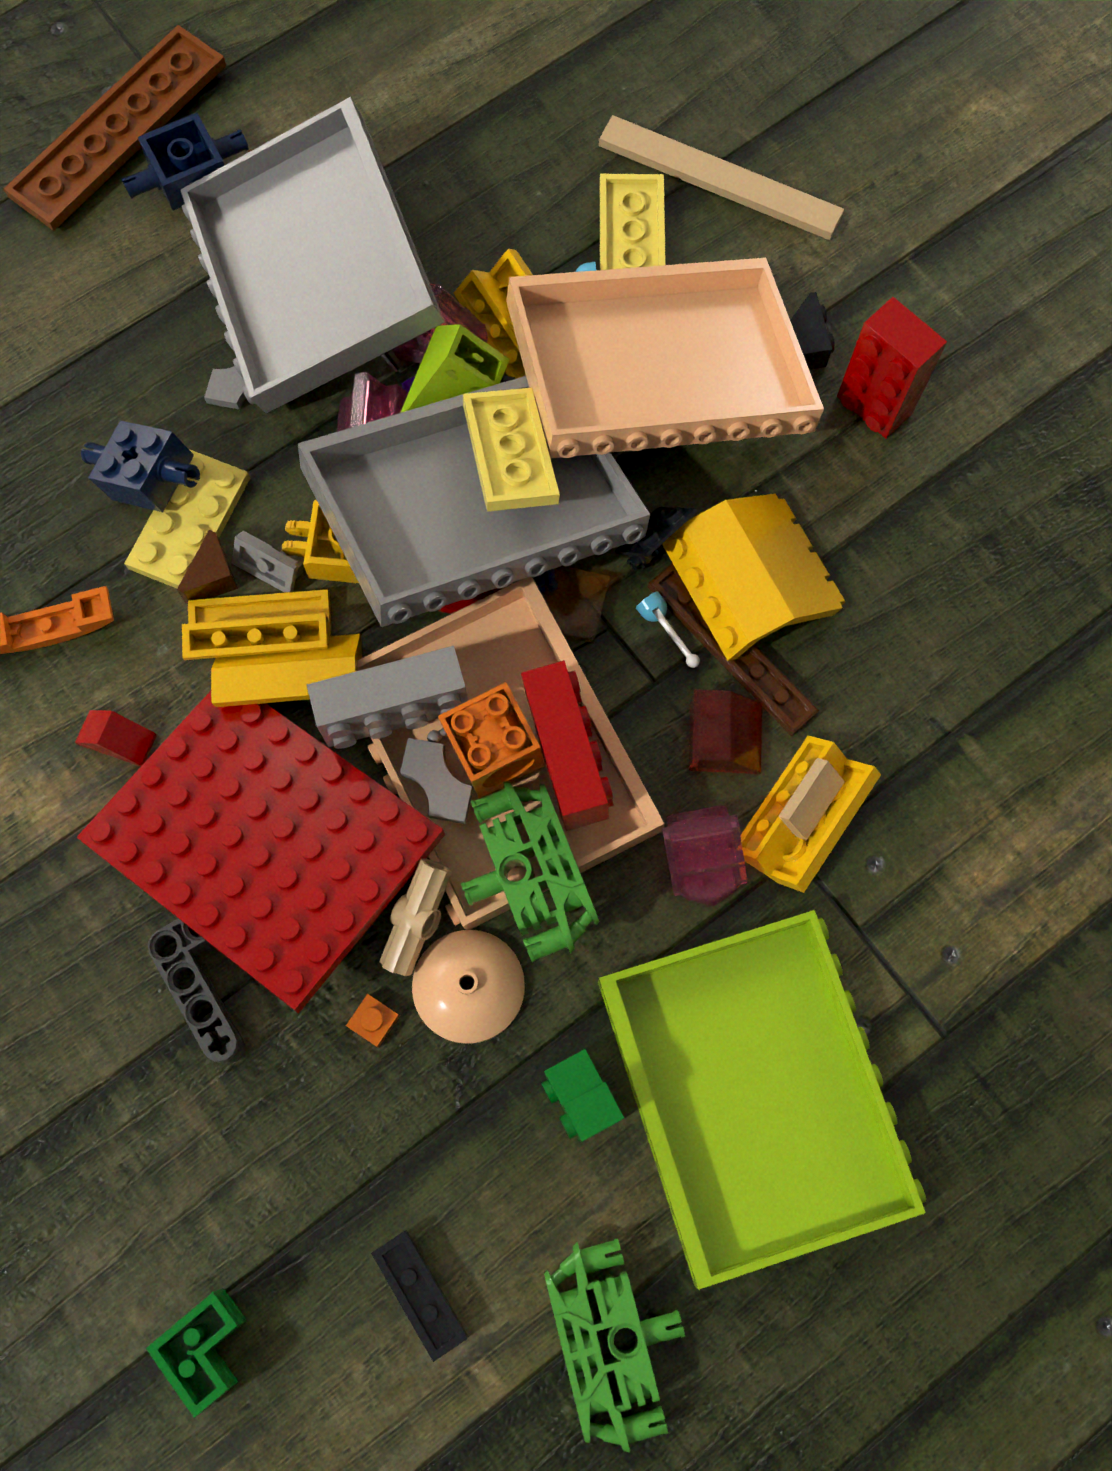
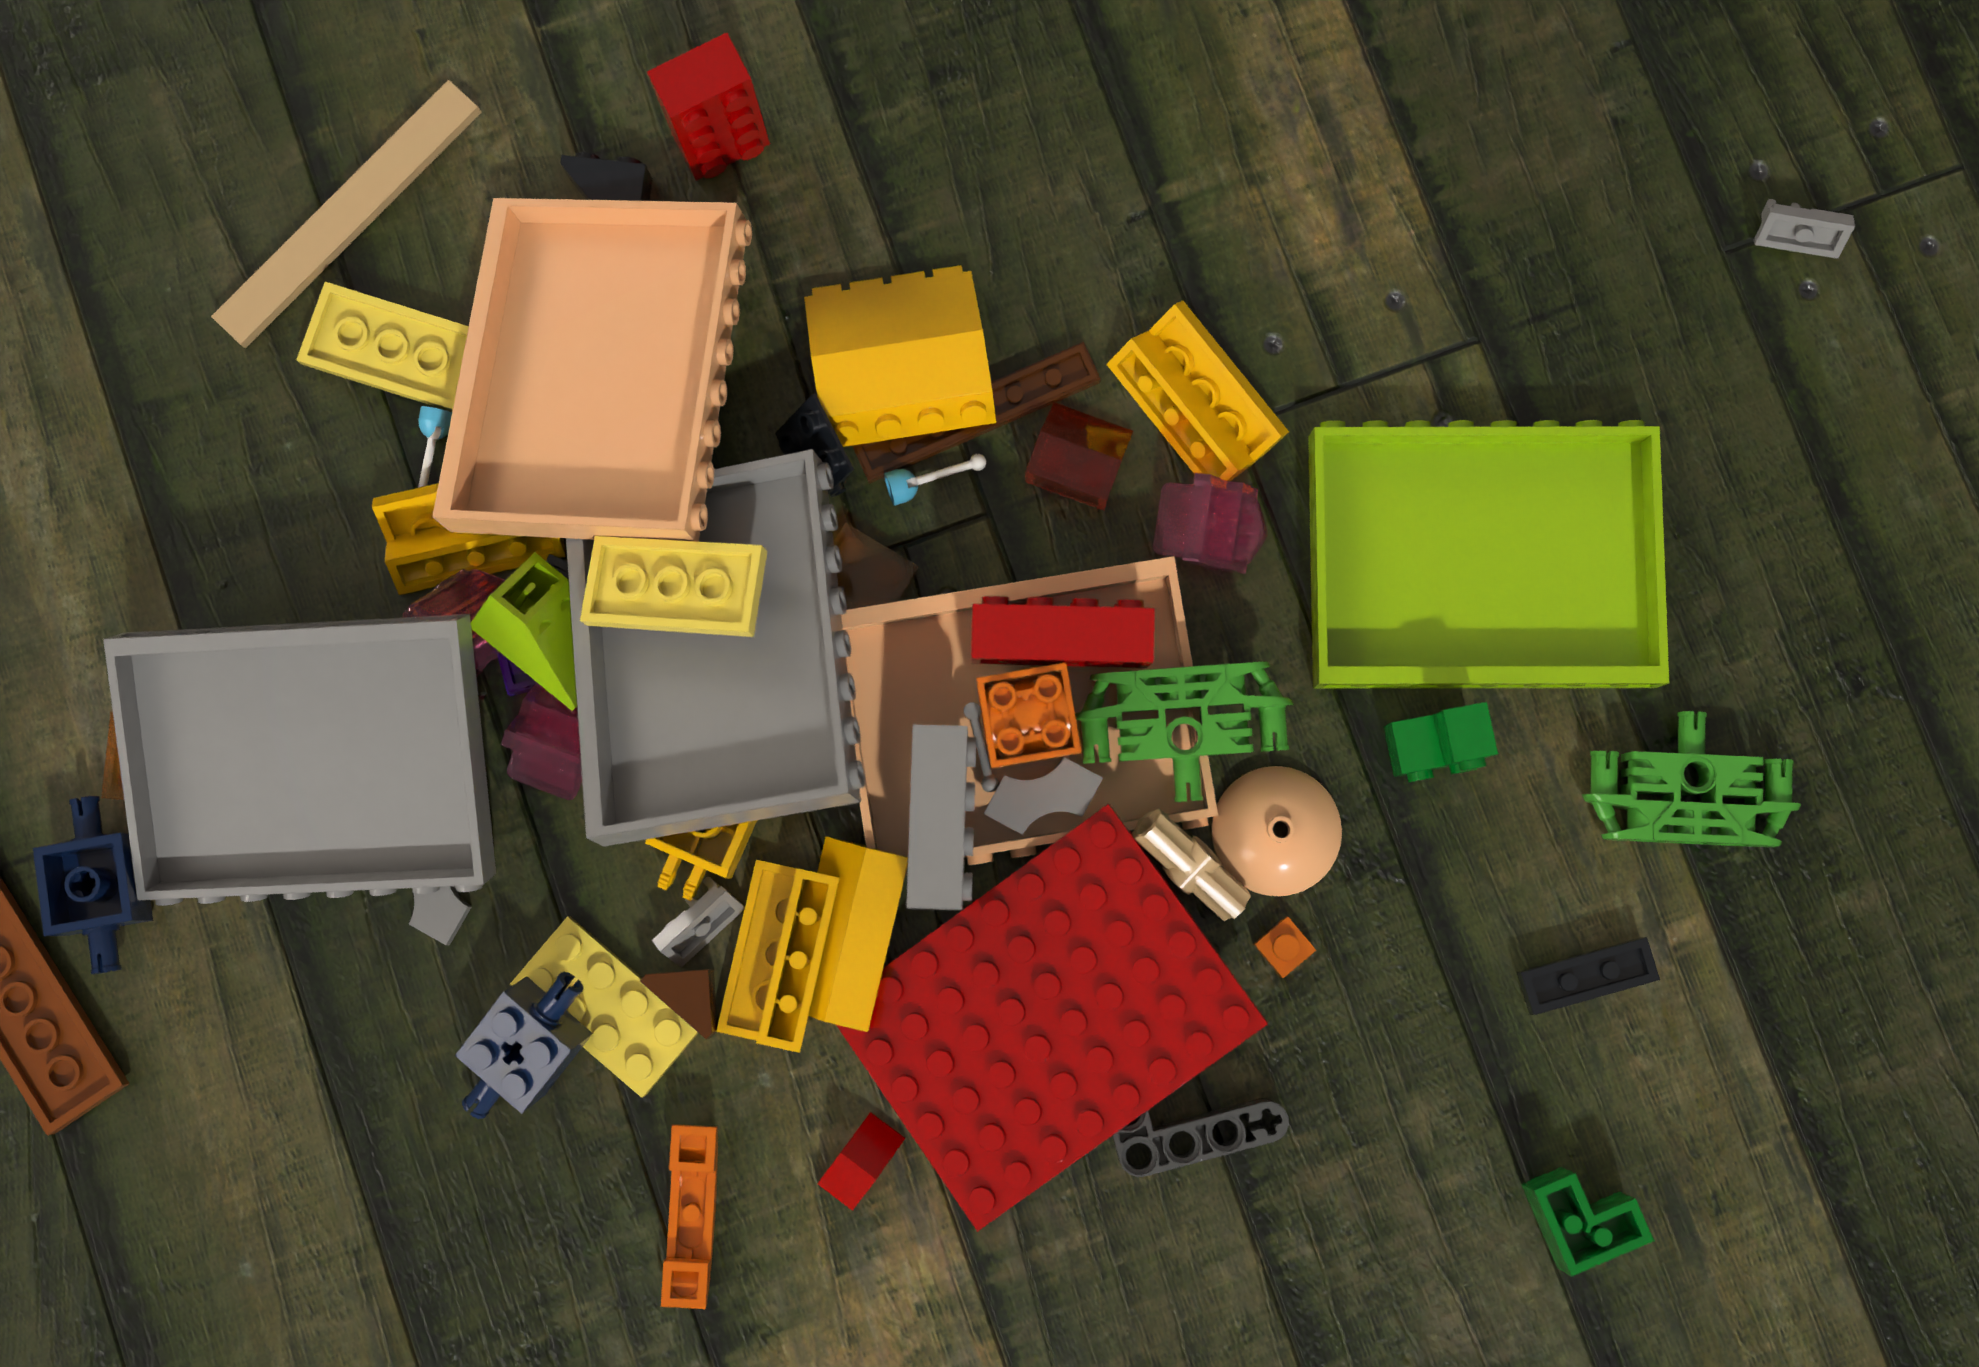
camera: 70 degrees left, 10 degrees up
(811, 798) = (1187, 385): tan tile -> none

